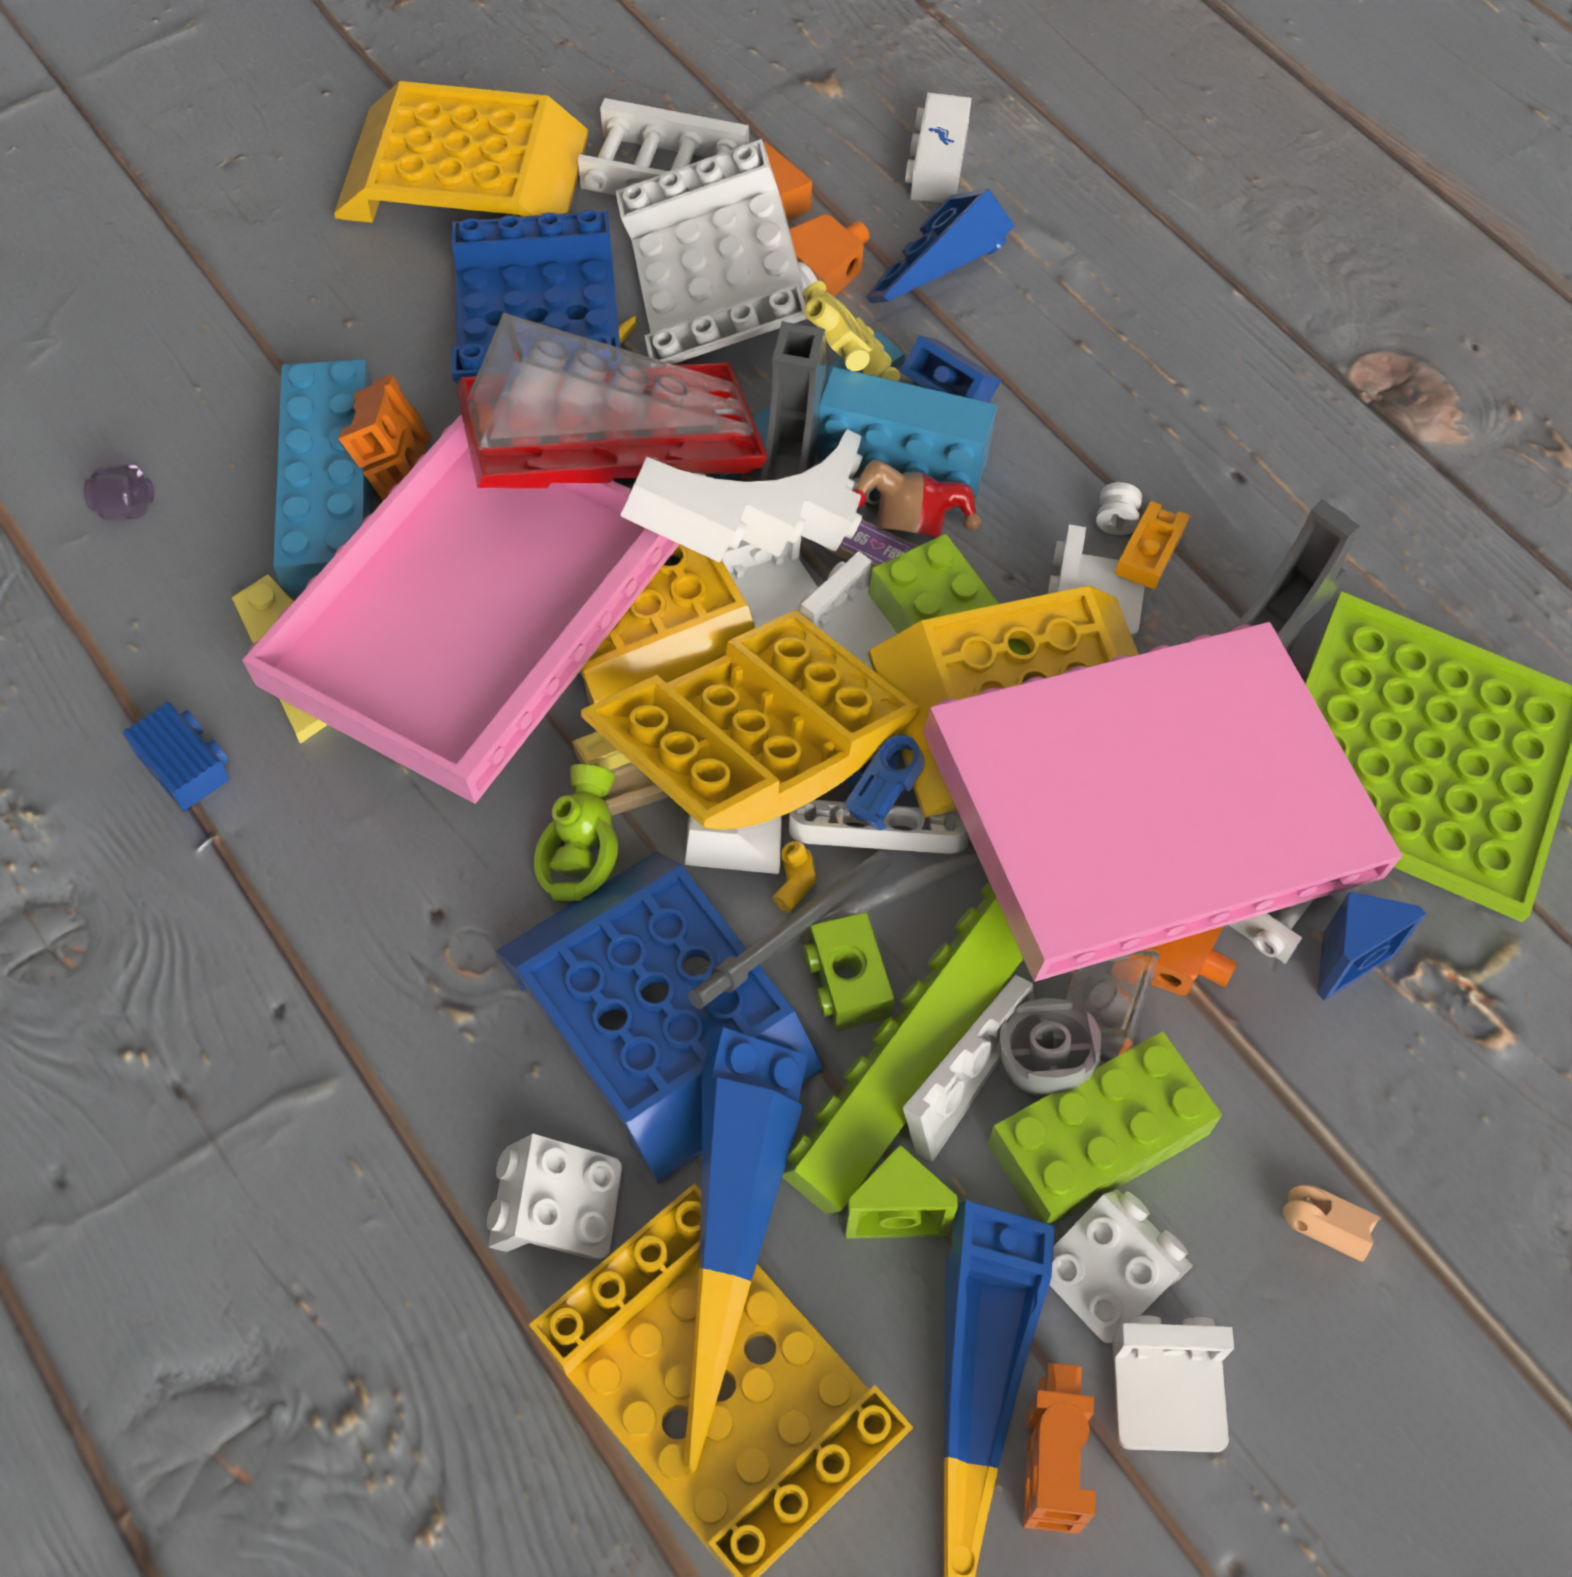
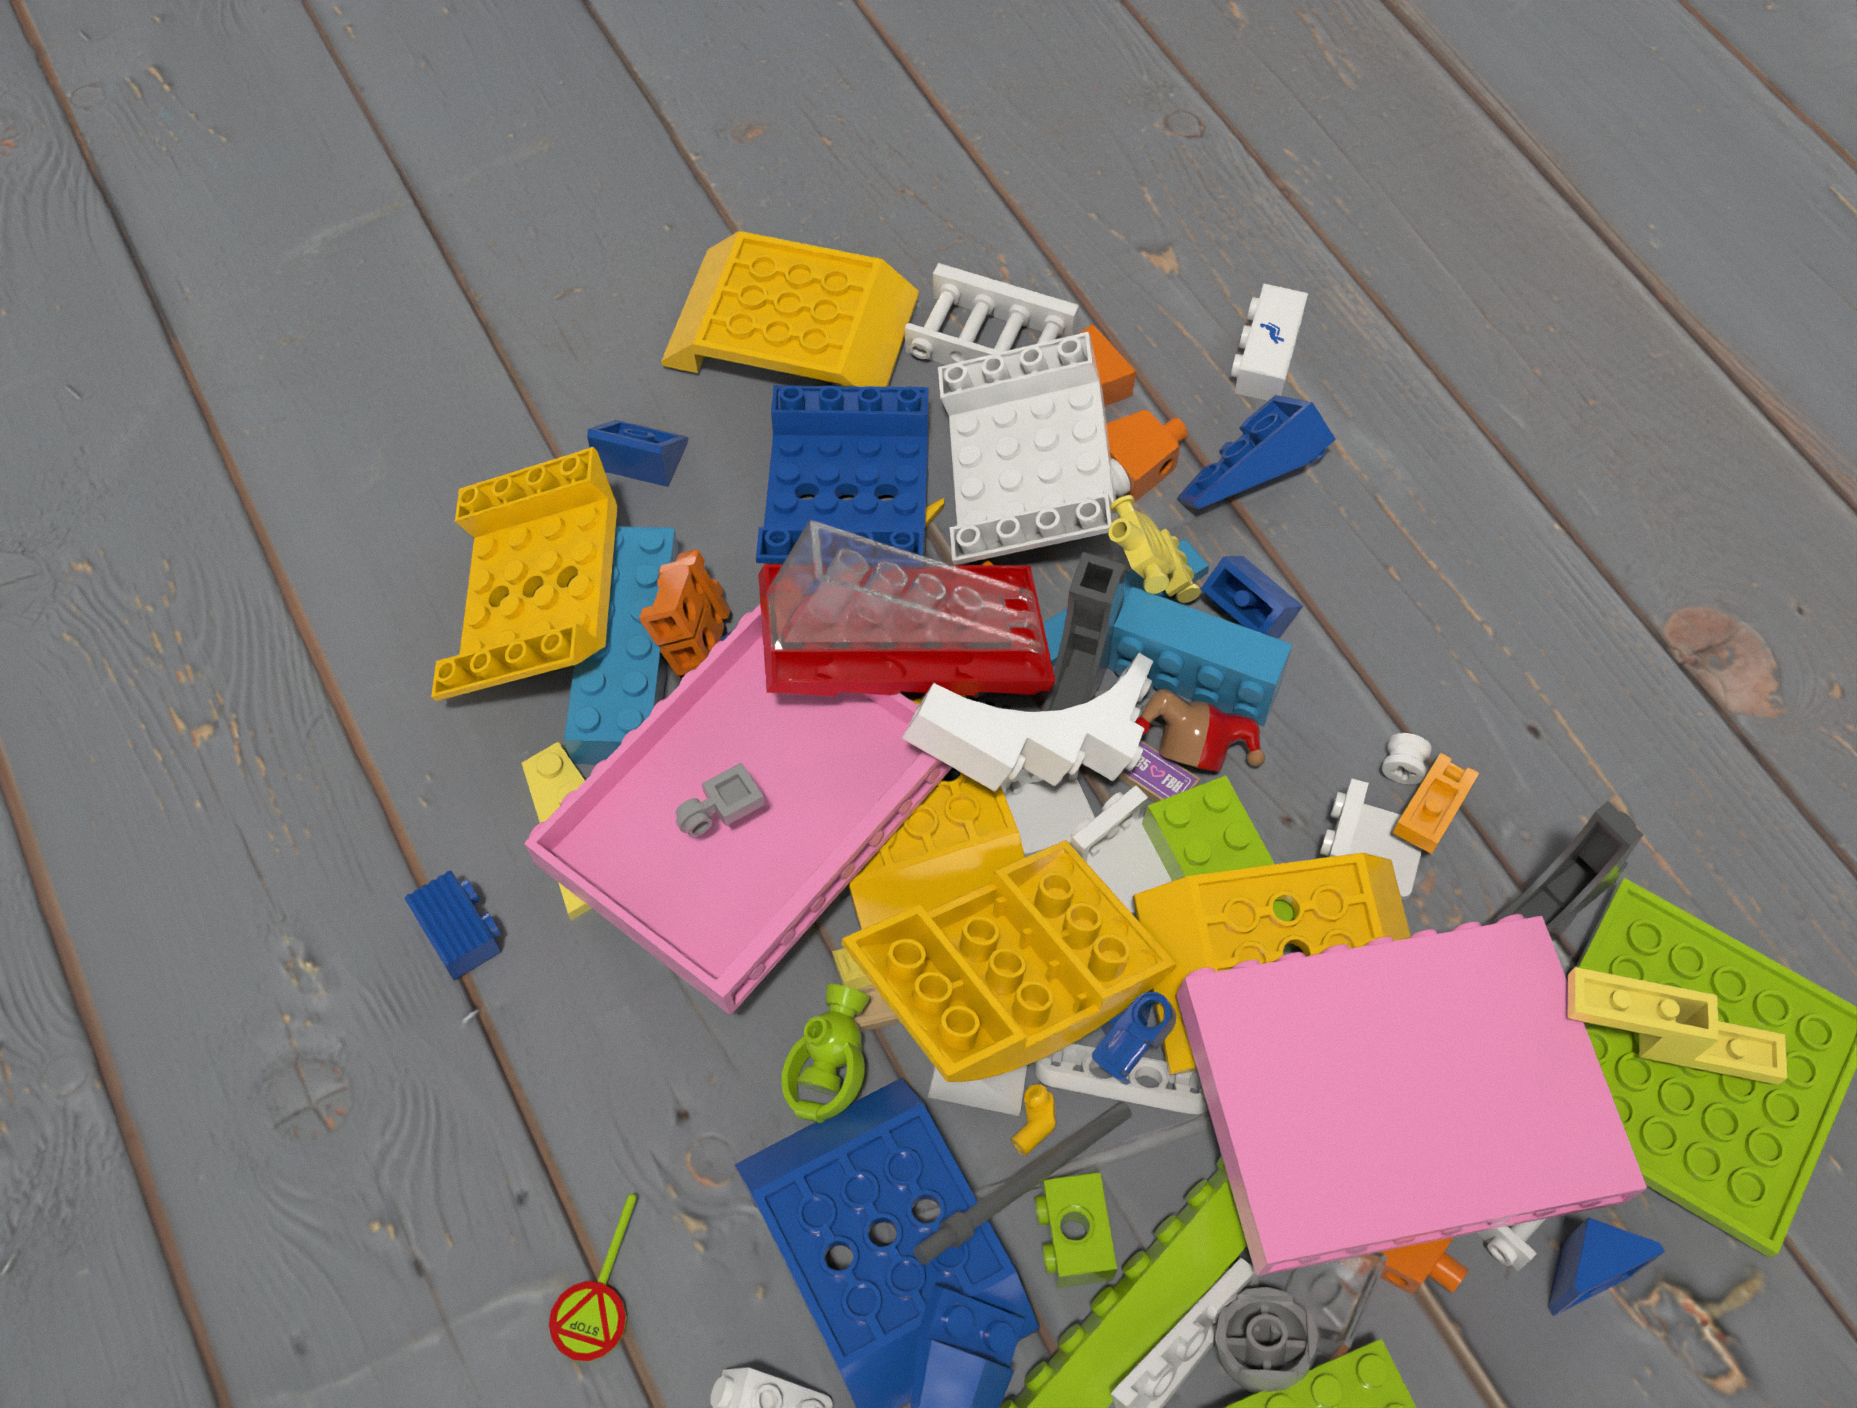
camera: 10 degrees right, 0 degrees up
(118, 492) = (425, 640): clear purple head -> none
(224, 408) = (529, 533): none -> yellow slope
(317, 299) = (638, 451): none -> blue slope
(363, 1113) = (591, 1315): none -> piece
(448, 589) = (727, 794): none -> light grey plate
(1409, 710) = (1676, 1025): none -> light yellow bracket

